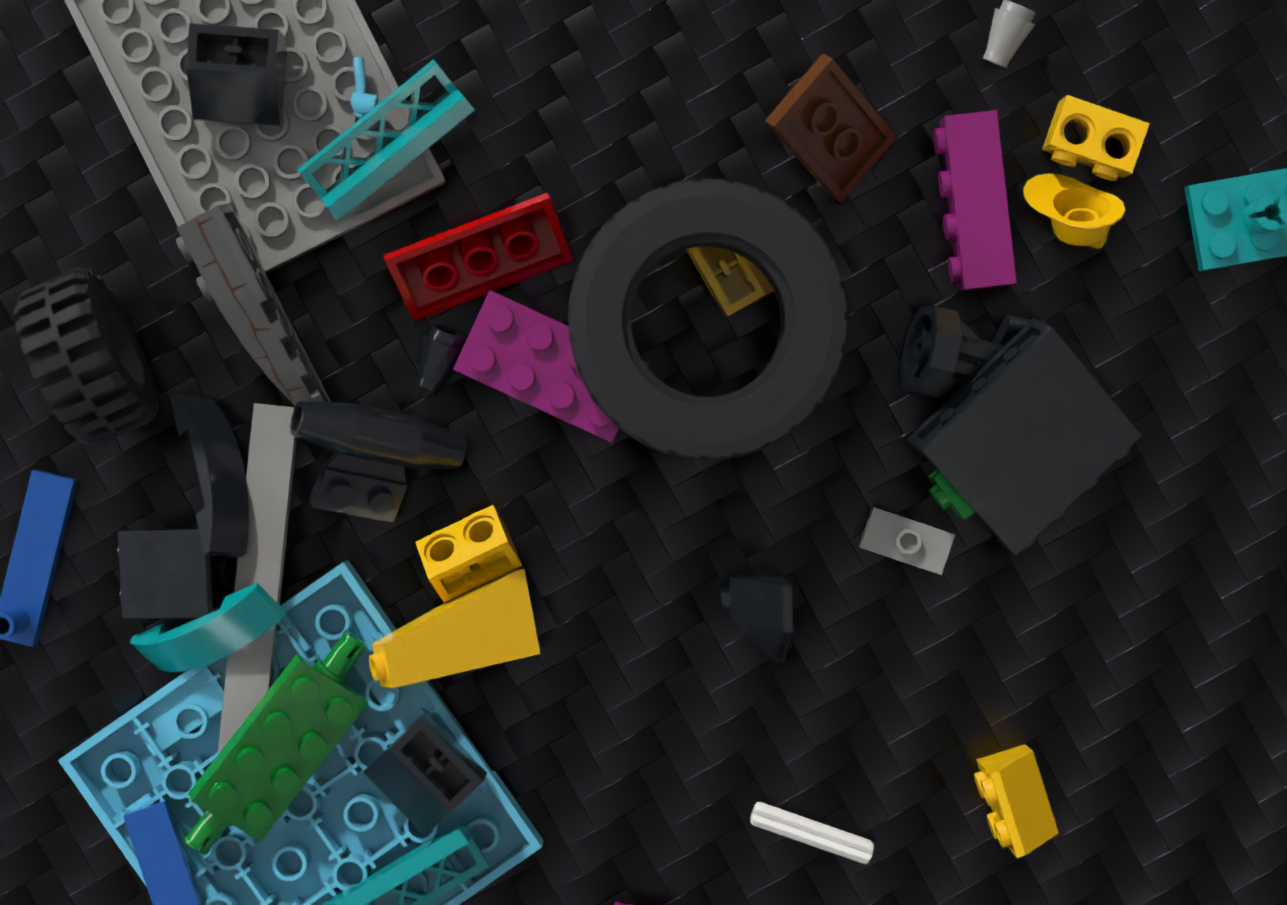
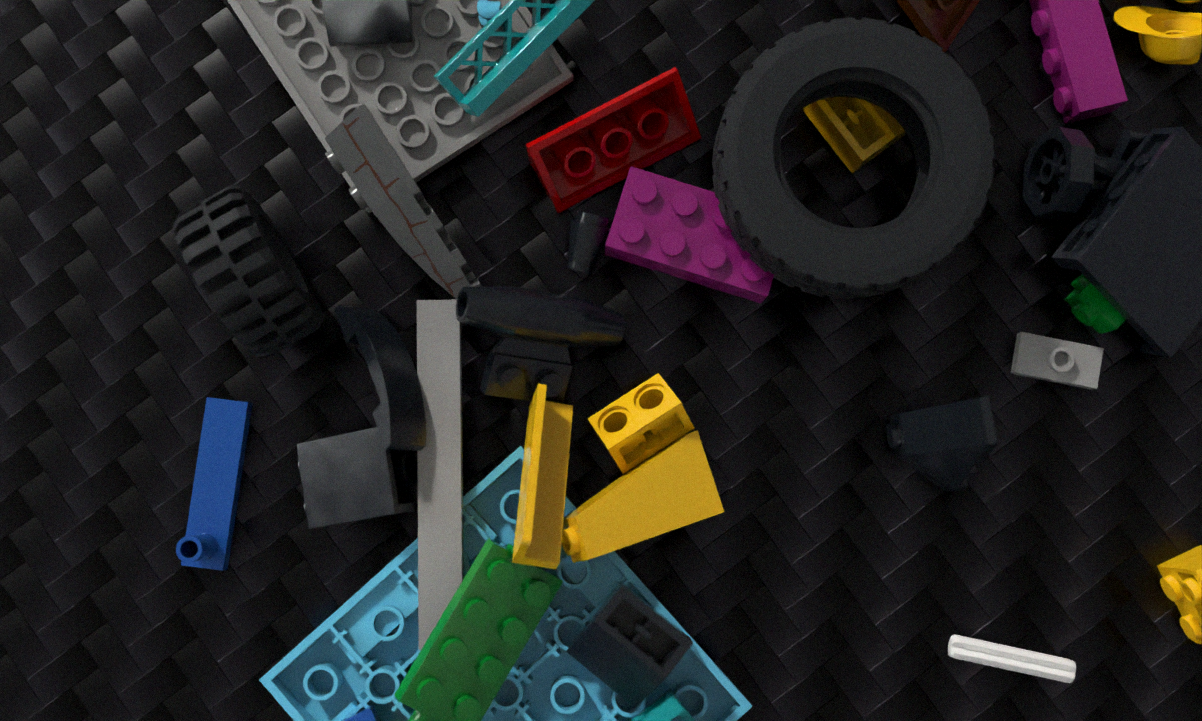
camera: 10 degrees left, 5 degrees down
(213, 636) = (401, 532): teal slope -> none
(360, 603) = (543, 482): none -> yellow panel

